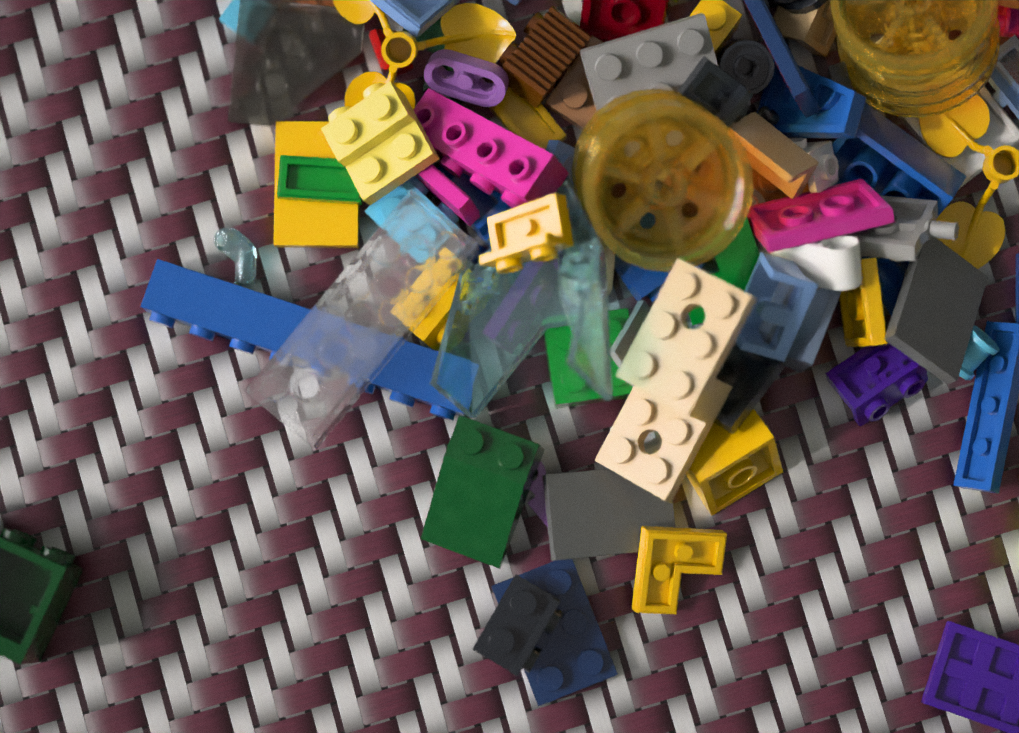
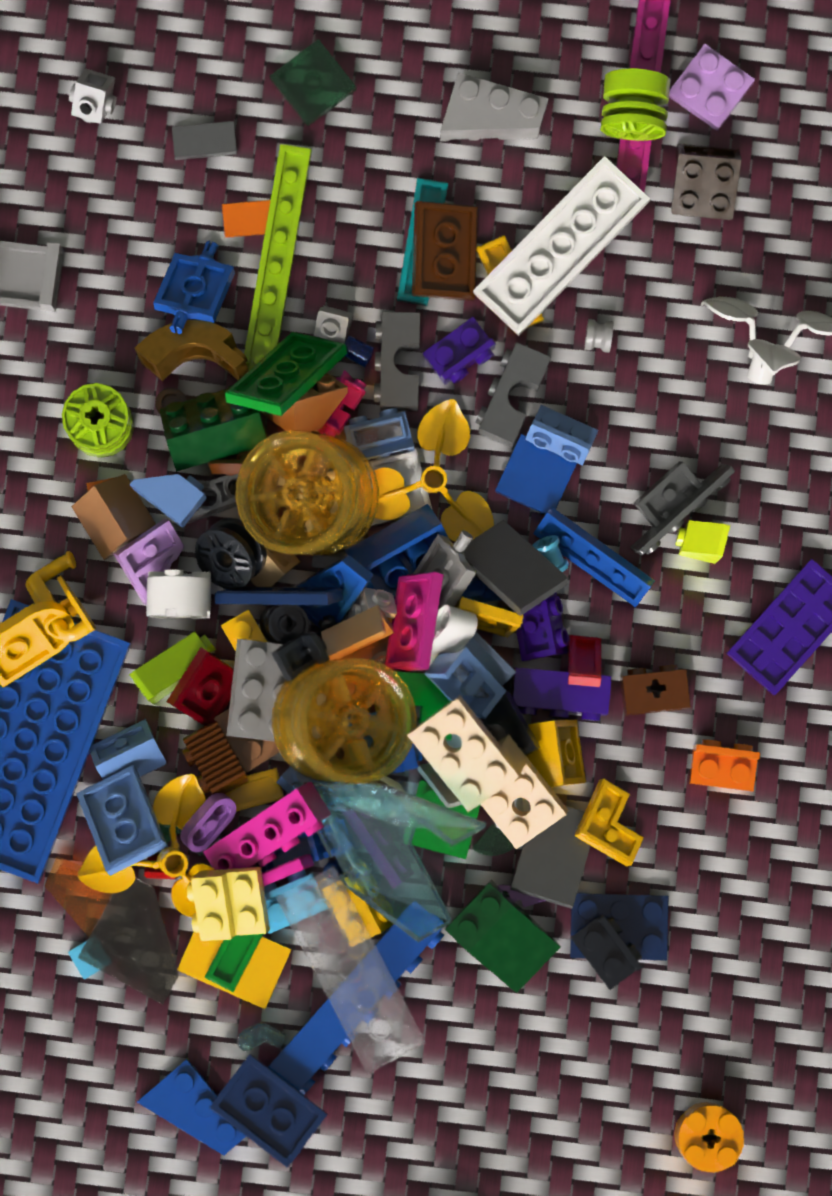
camera: 70 degrees left, 0 degrees up
(122, 214) = (185, 1102): none -> blue wing
(153, 295) = (268, 1110): none -> dark blue plate
(528, 234) = (343, 829): yellow bracket -> none
(589, 432) = (493, 843): none -> clear green tile
(807, 677) = (724, 766): none -> orange bracket
(808, 437) = (551, 692): none -> dark purple brick
(860, 448) = (584, 661): none -> red tile
(862, 576) = (672, 698): none -> reddish brown brick

